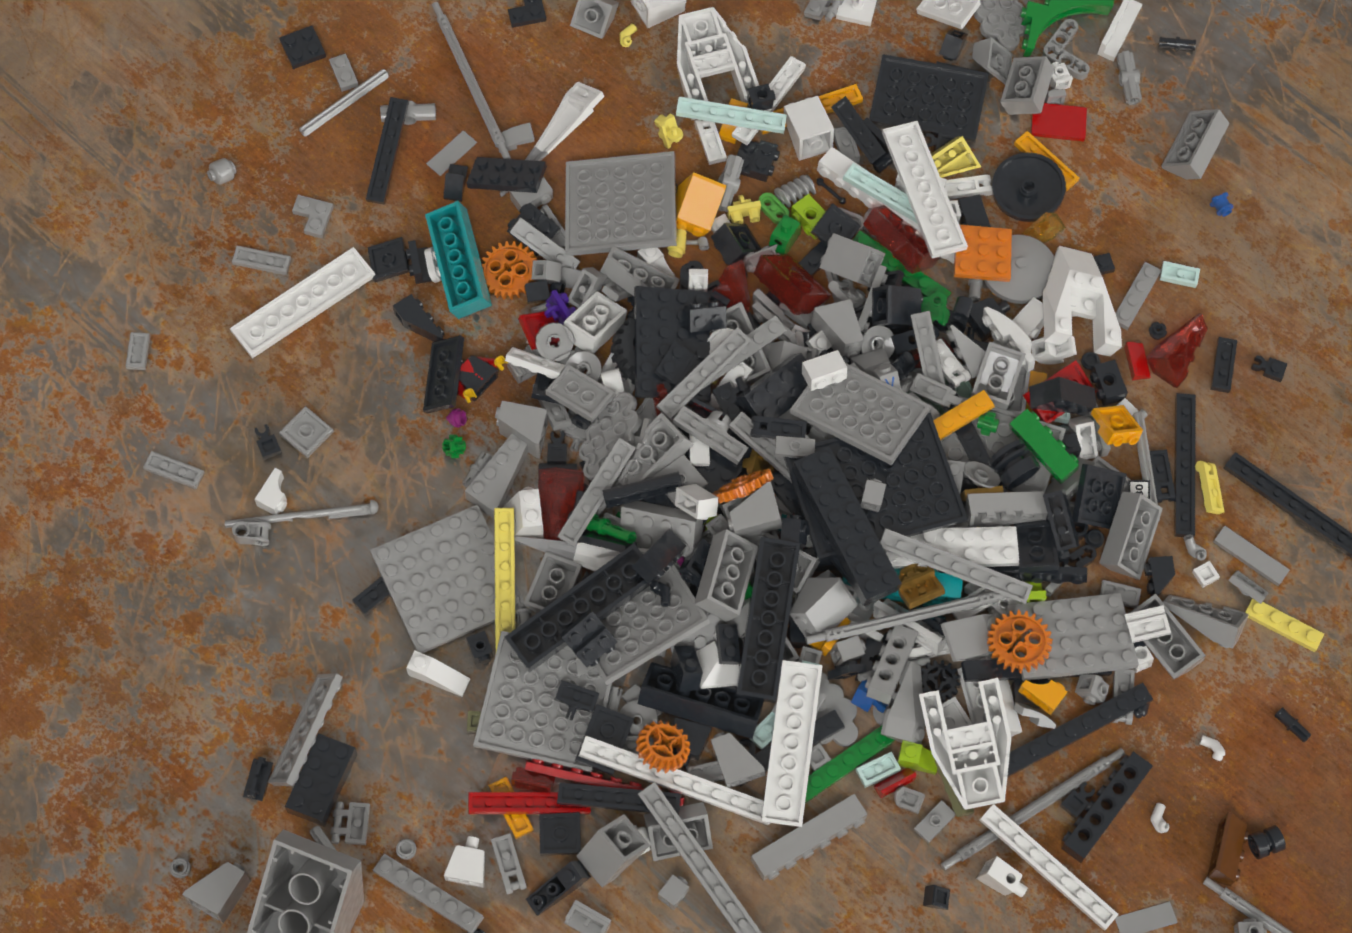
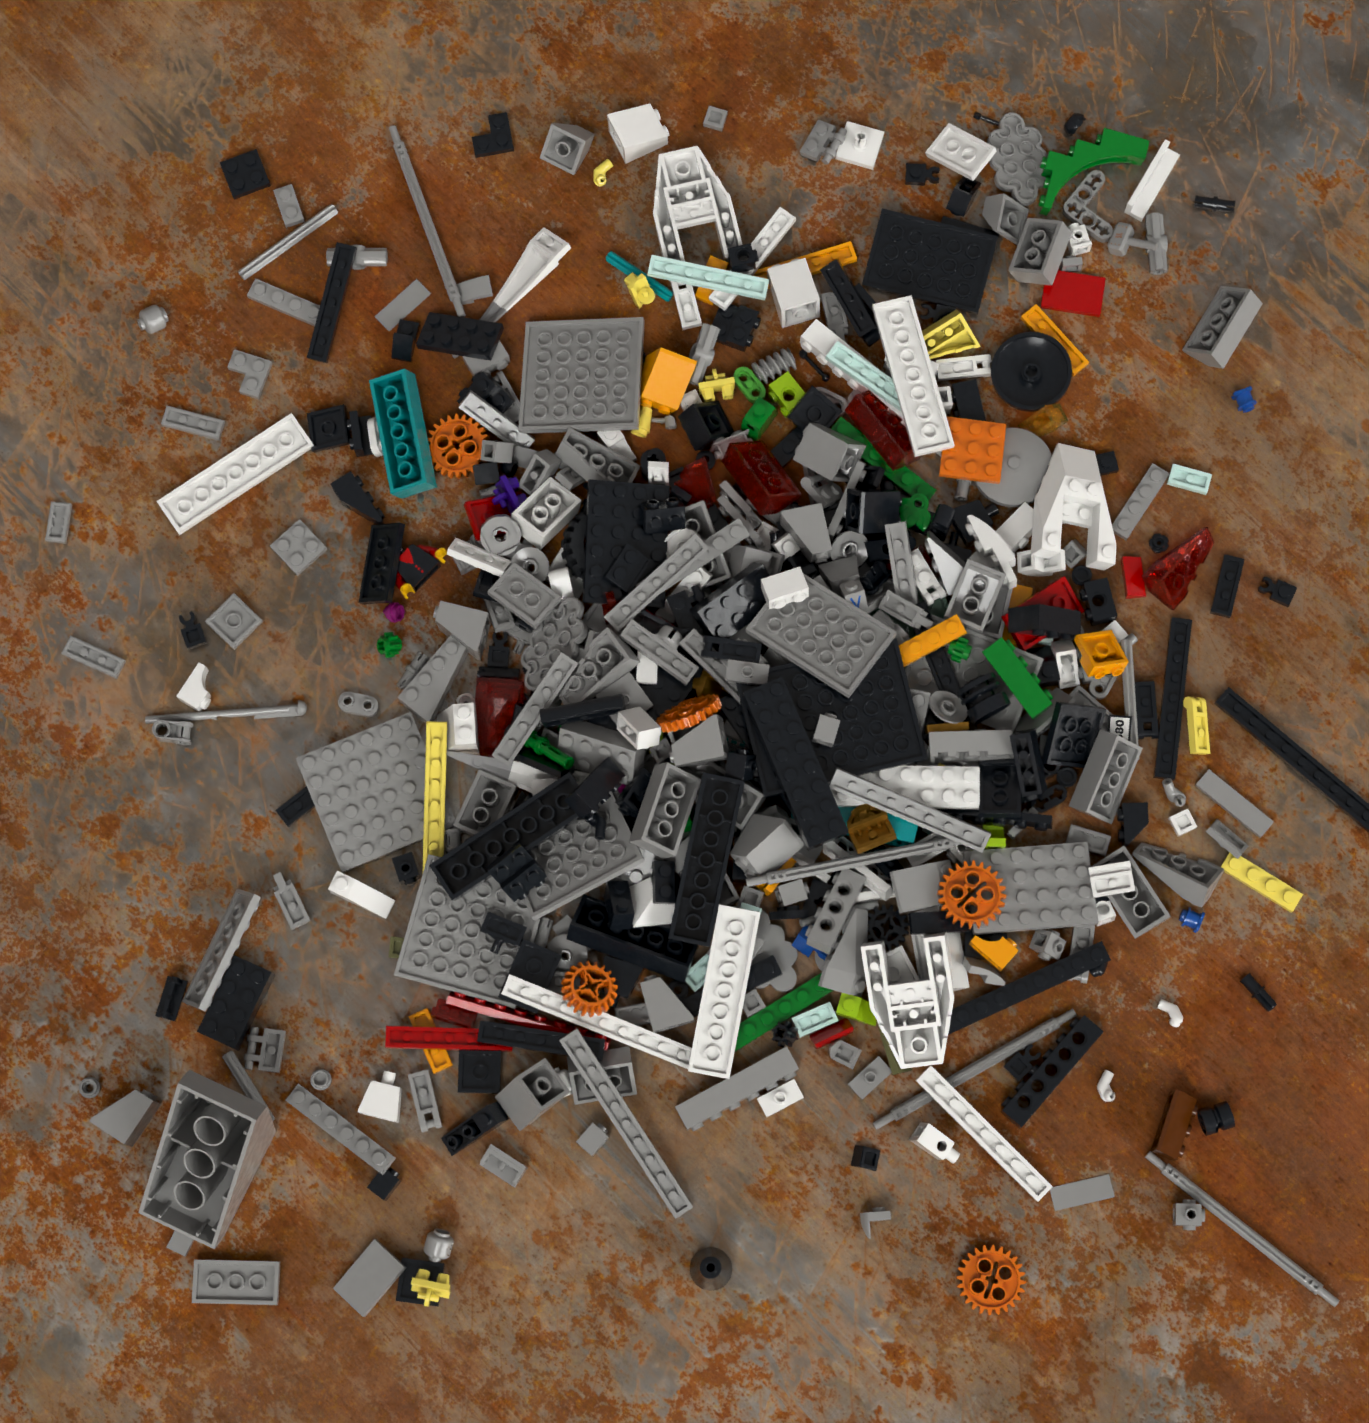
camera: 10 degrees right, 10 degrees up
(342, 153) = (284, 302): none -> light grey plate
(364, 365) = (298, 547): none -> light grey plate
(370, 684) = (290, 902): none -> light grey hinge
(426, 504) = (357, 705): none -> light grey plate
(653, 113) = (628, 268): none -> teal axle
(850, 845) = (780, 1098): none -> white plate
(851, 783) = (784, 1034): none -> black gear
(911, 28) = (917, 174): none -> black plate
(1082, 342) = (1074, 553): none -> light grey slope
(1100, 72) = (1123, 238): none -> light grey piece
(1120, 453) = (1105, 683): none -> light grey plate
(1223, 660) = (1191, 919): none -> blue brick

